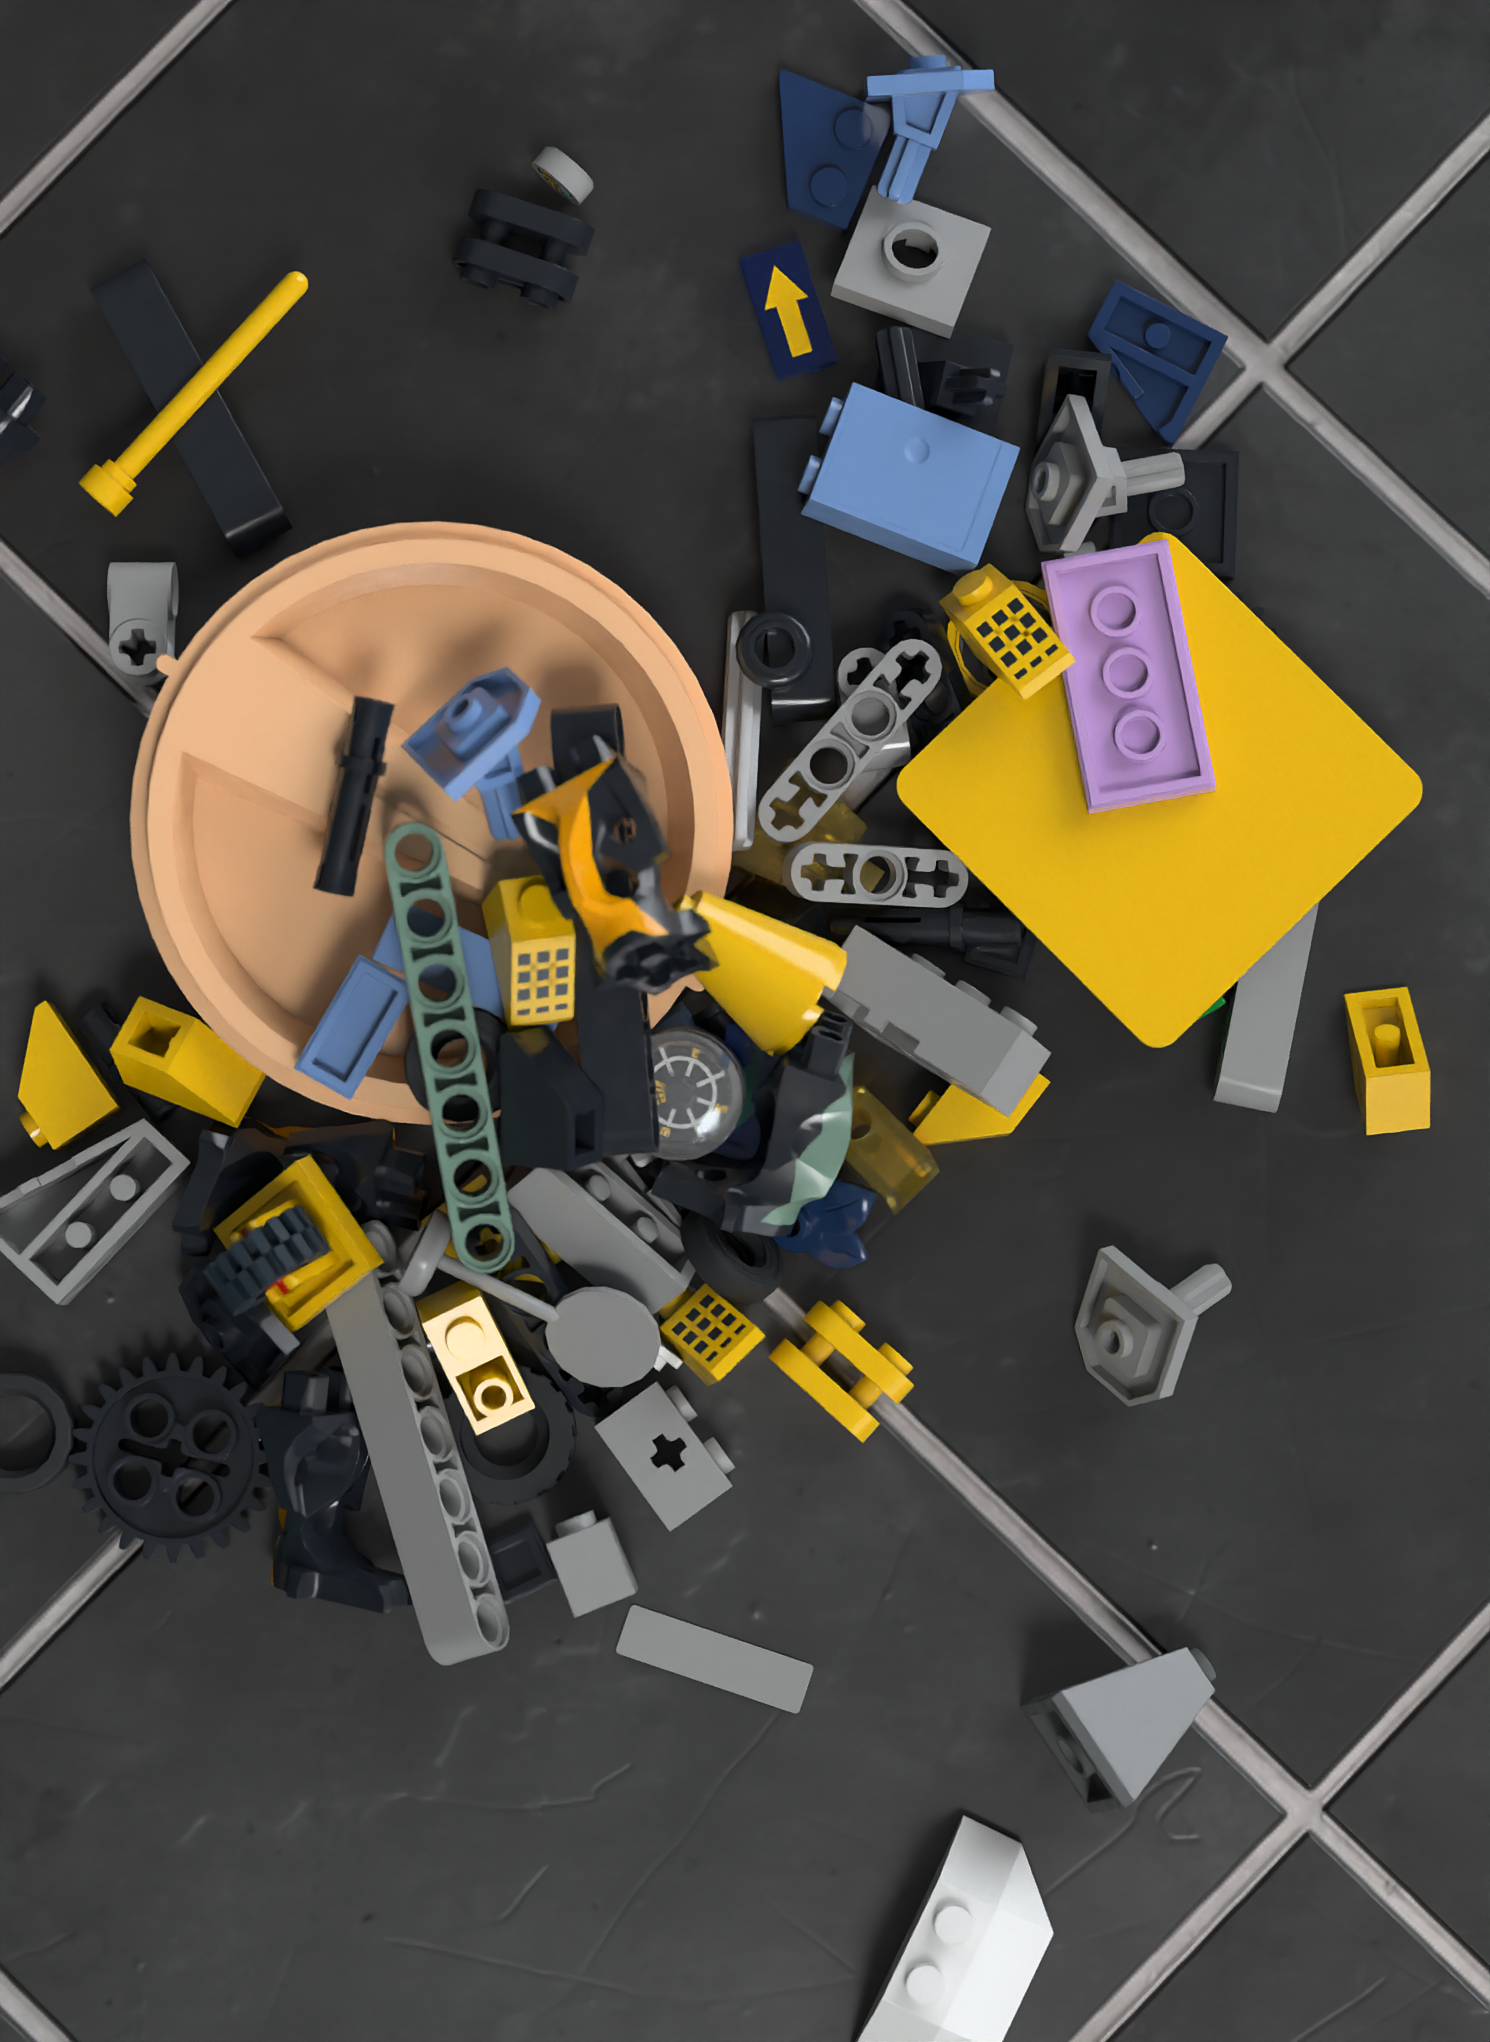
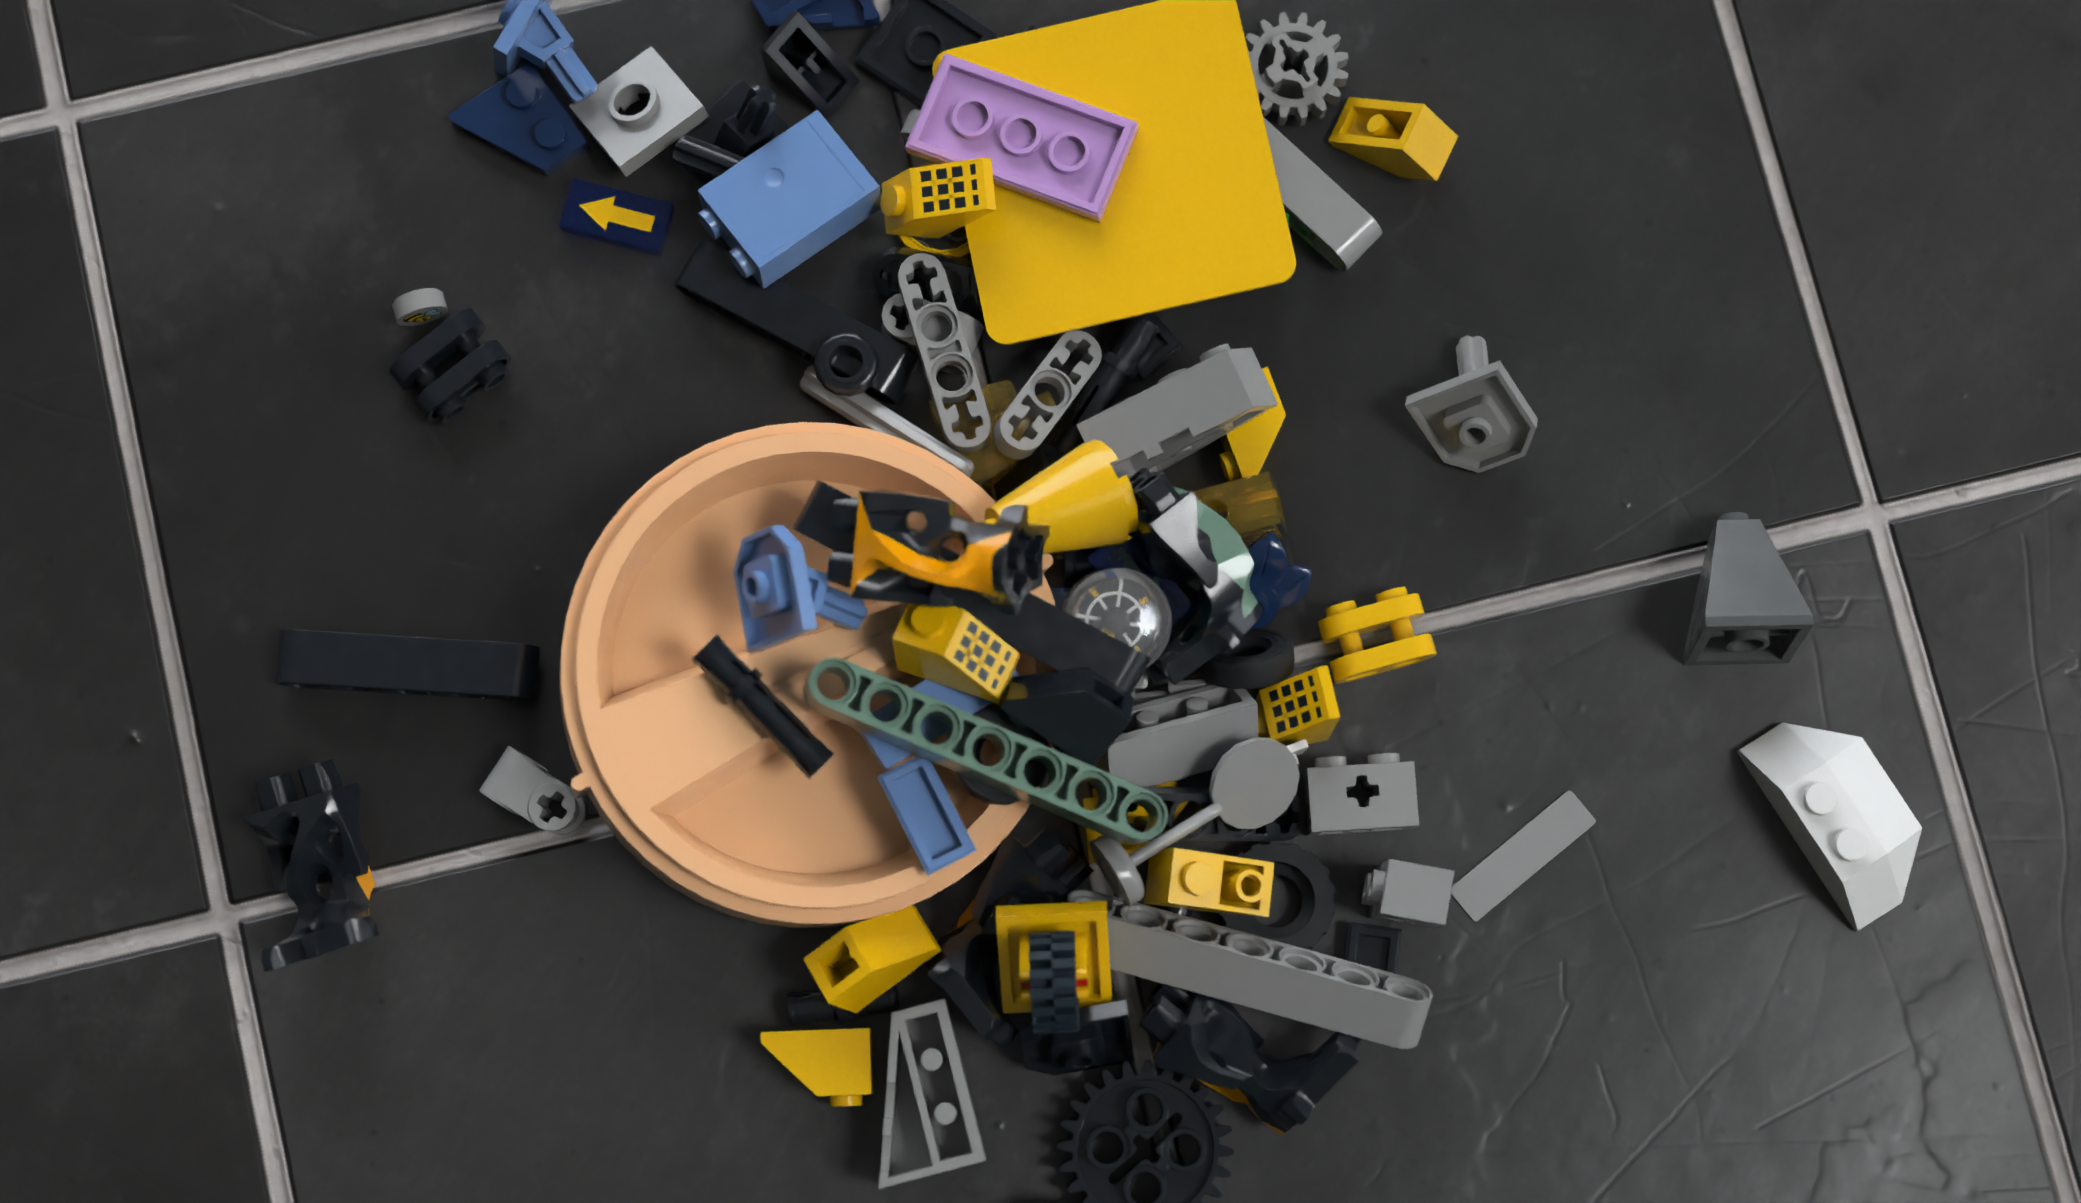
camera: 60 degrees left, 5 degrees down
(114, 480) = (423, 749): yellow piece -> none
(1082, 480) = (864, 87): light grey piece -> none
(1421, 920) = (1309, 54): none -> light grey gear

